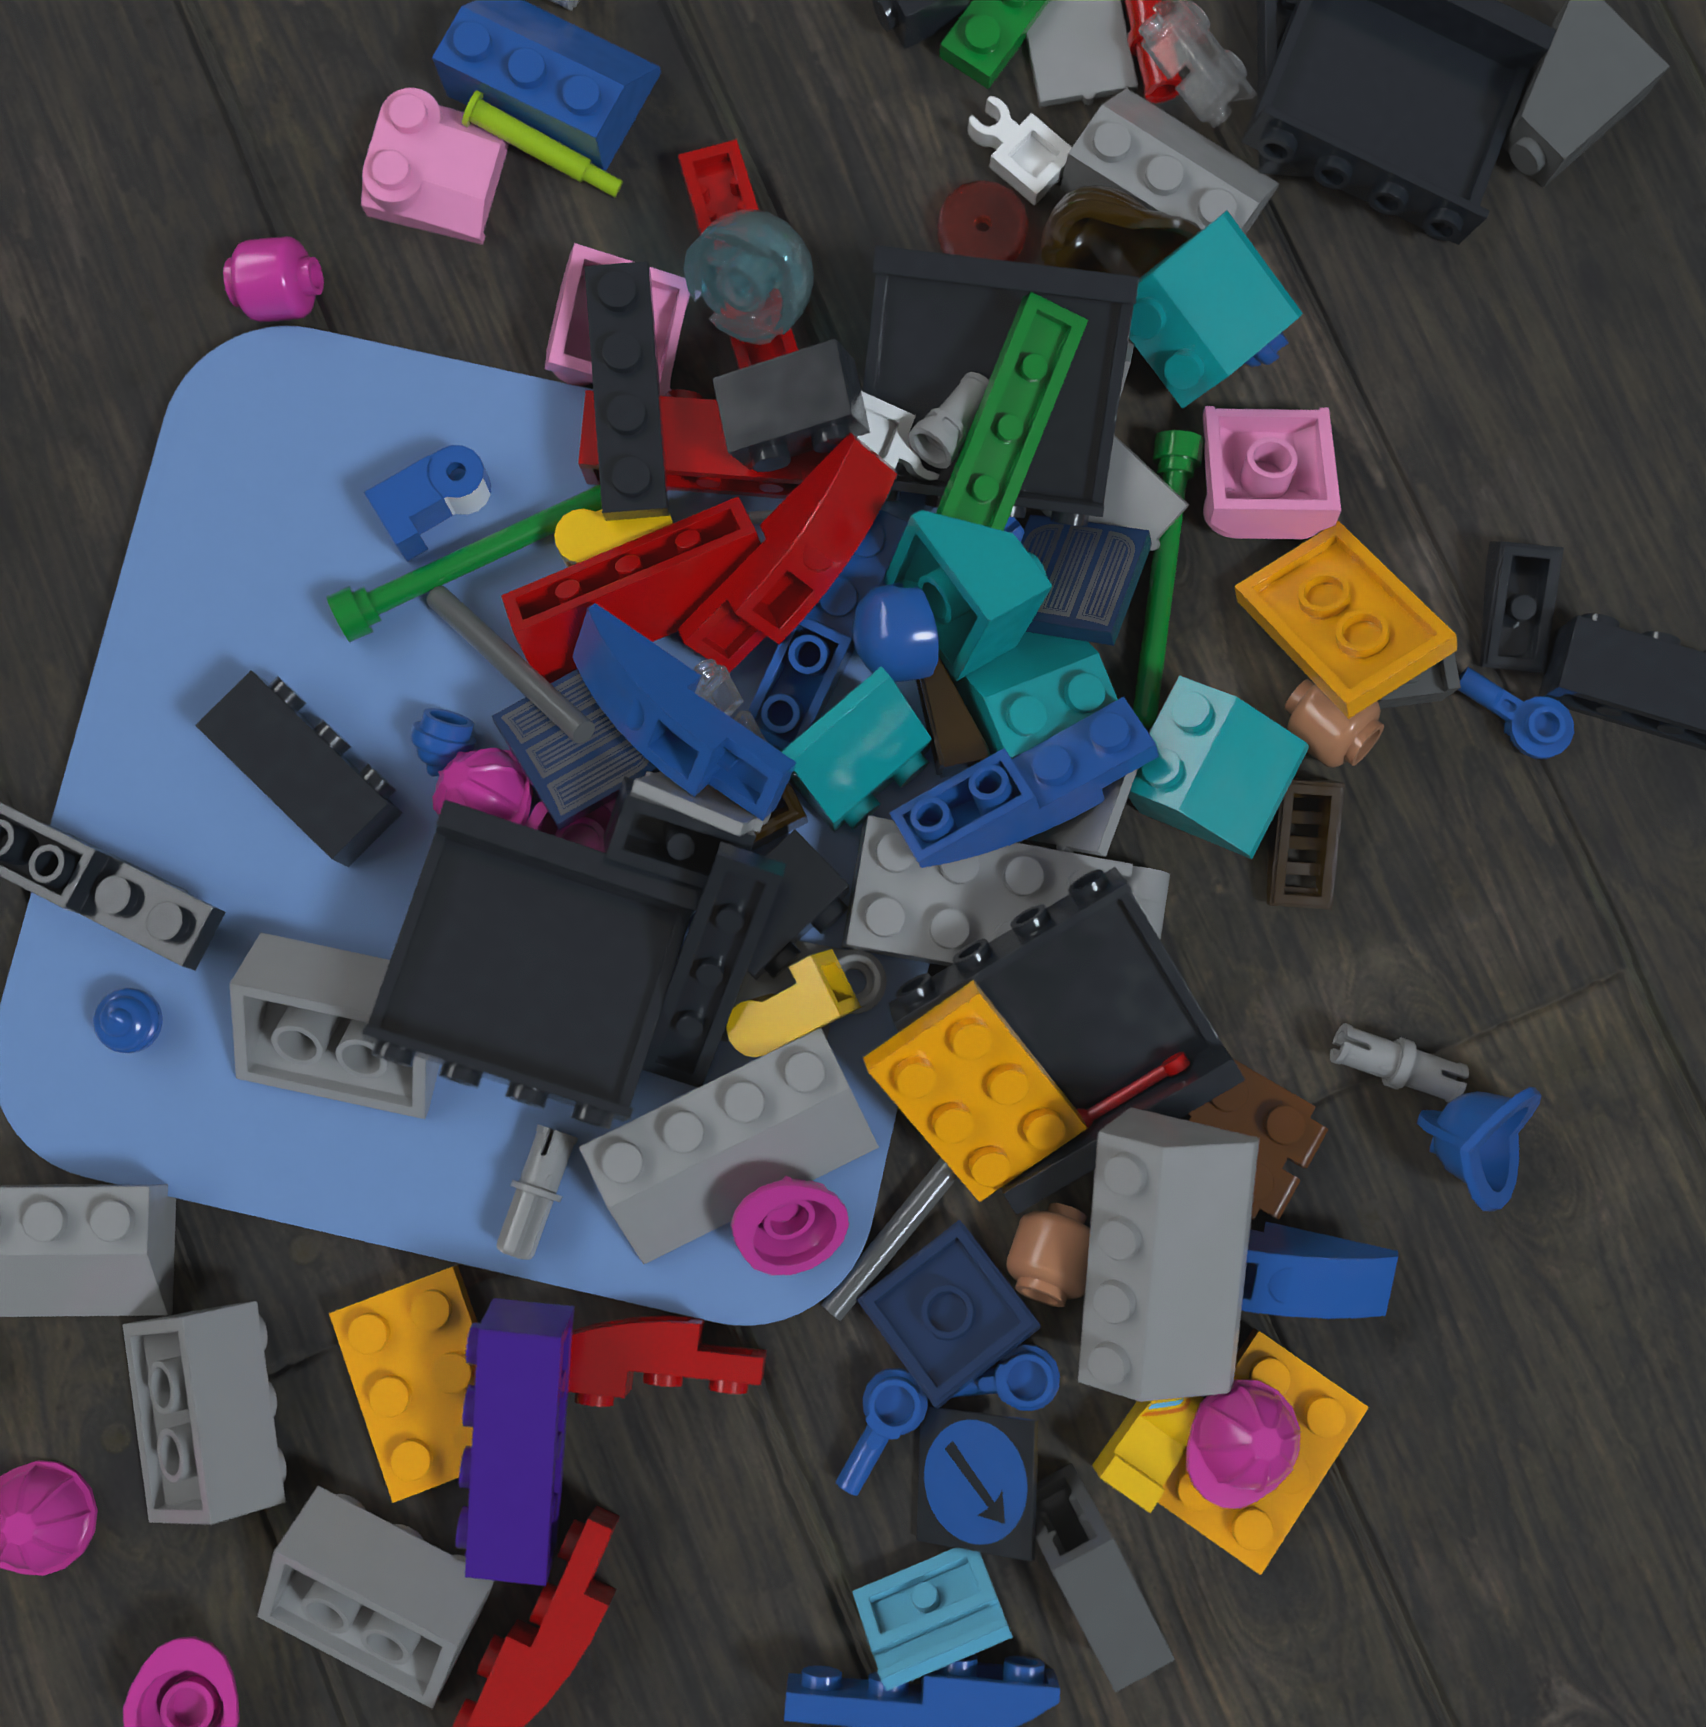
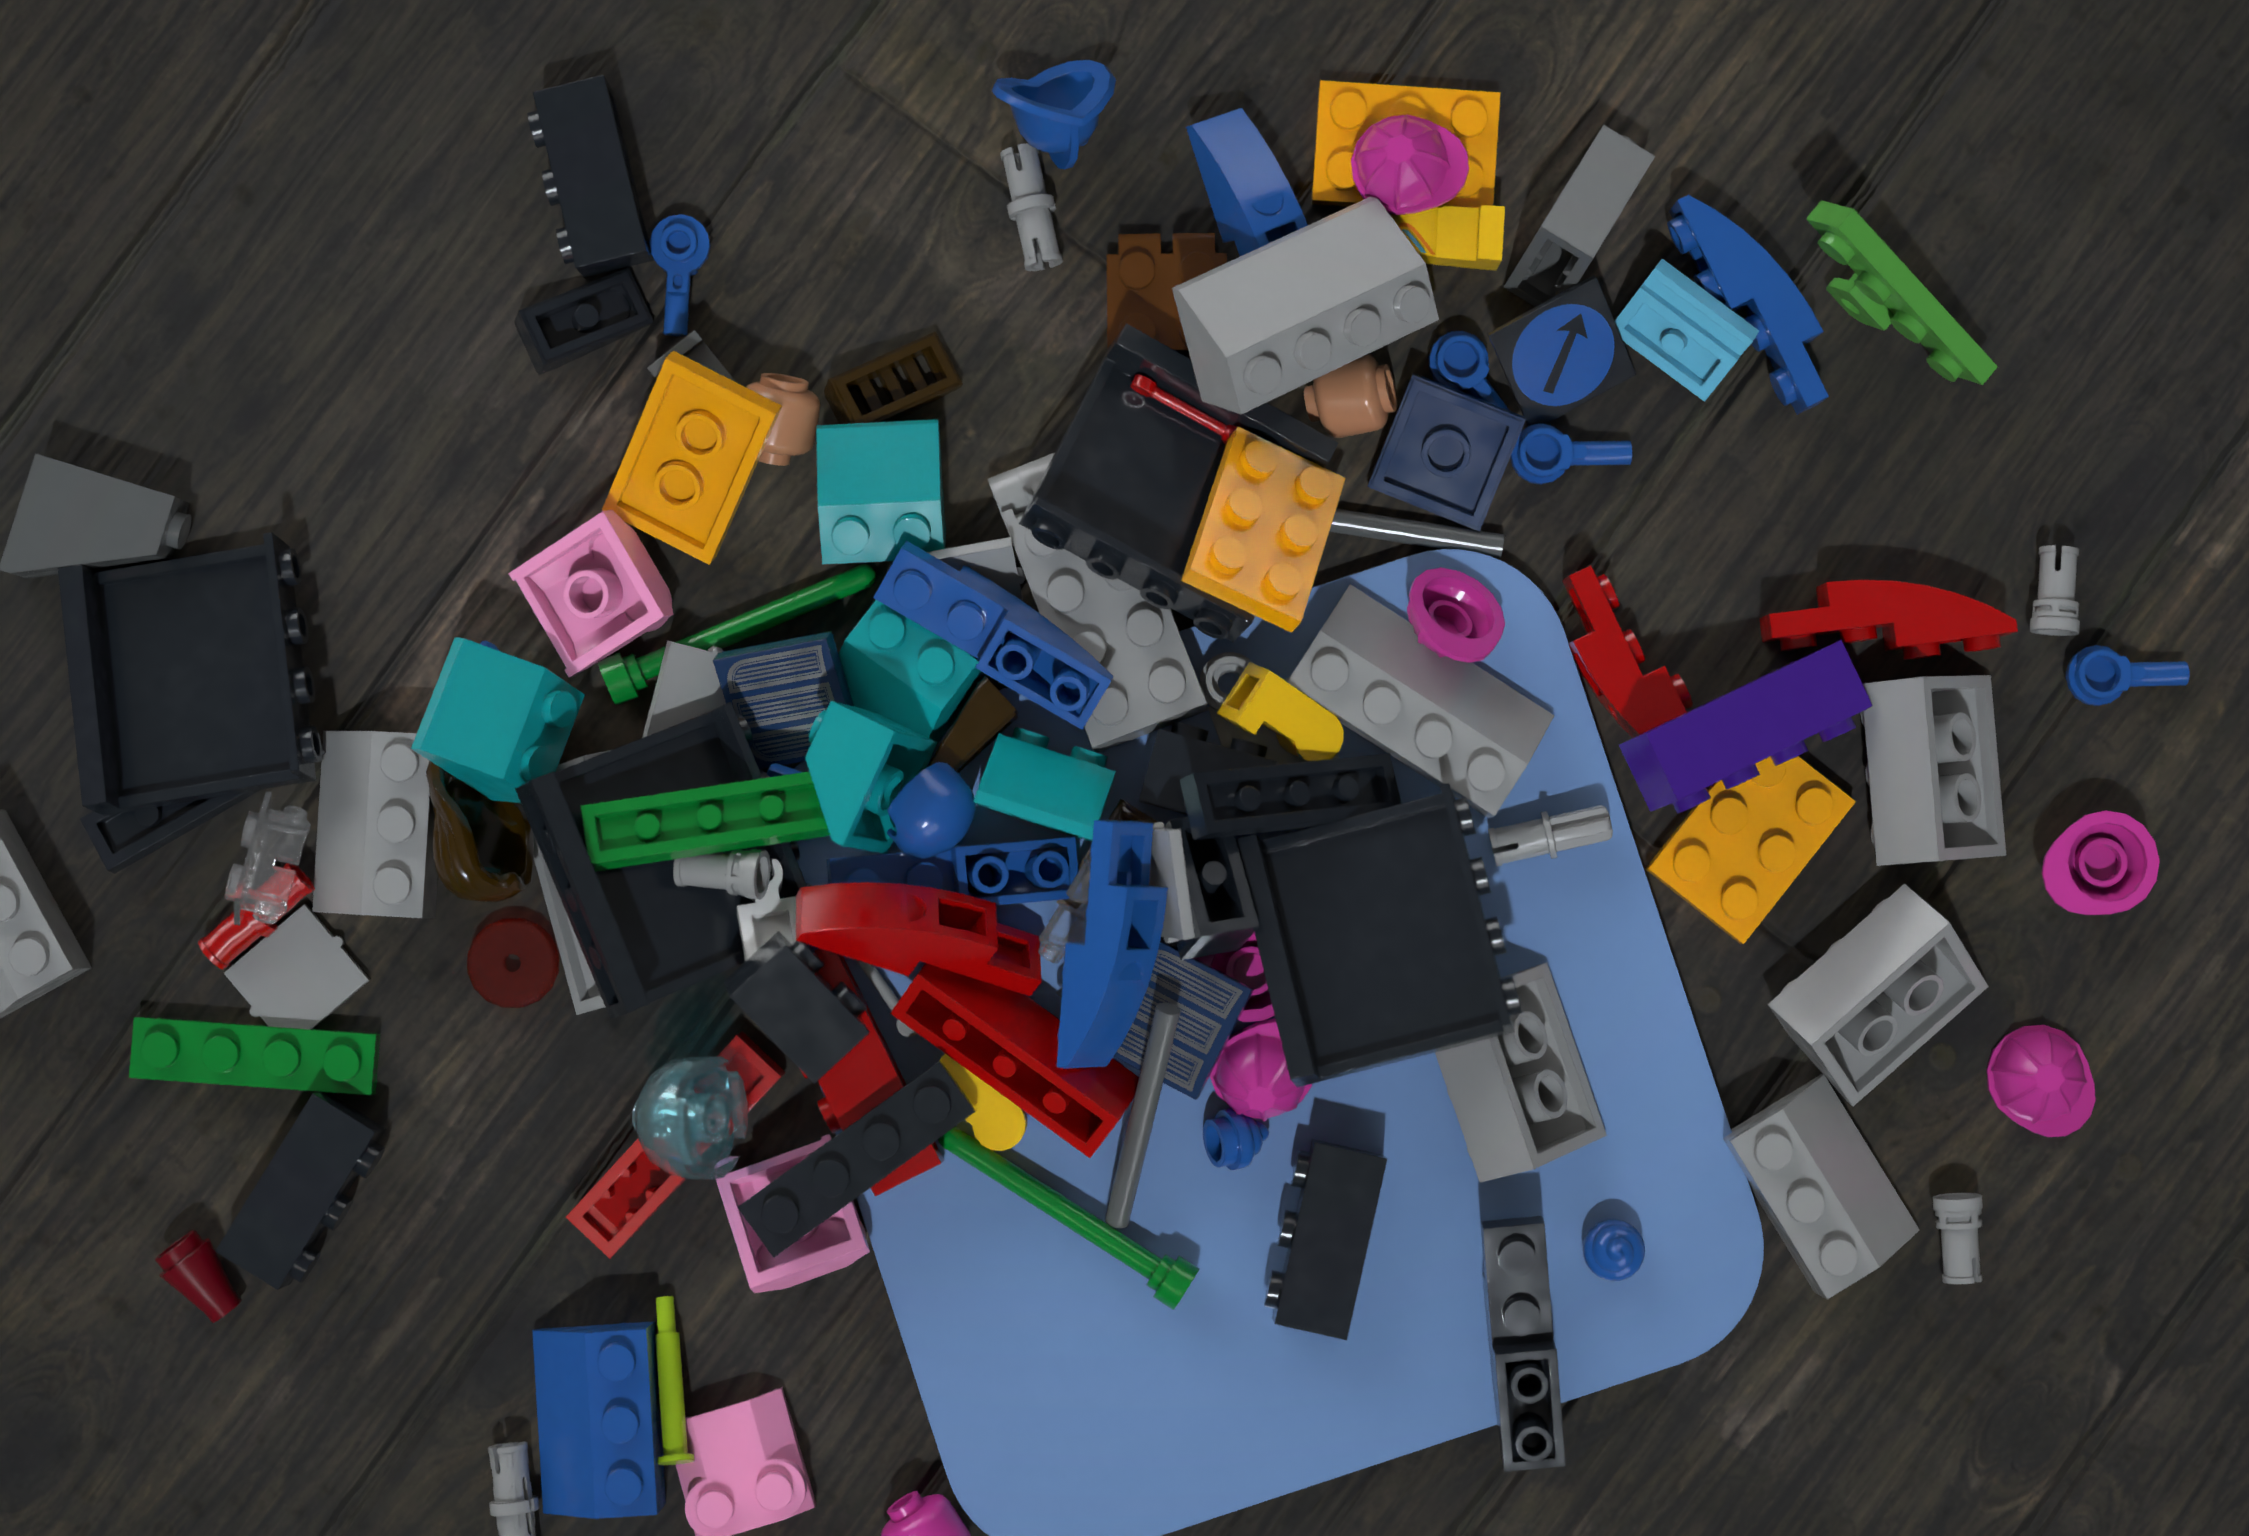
camera: 120 degrees left, 5 degrees up
(428, 494) = (1018, 1272): blue leg -> none
(1025, 155) = (429, 958): white plate -> none

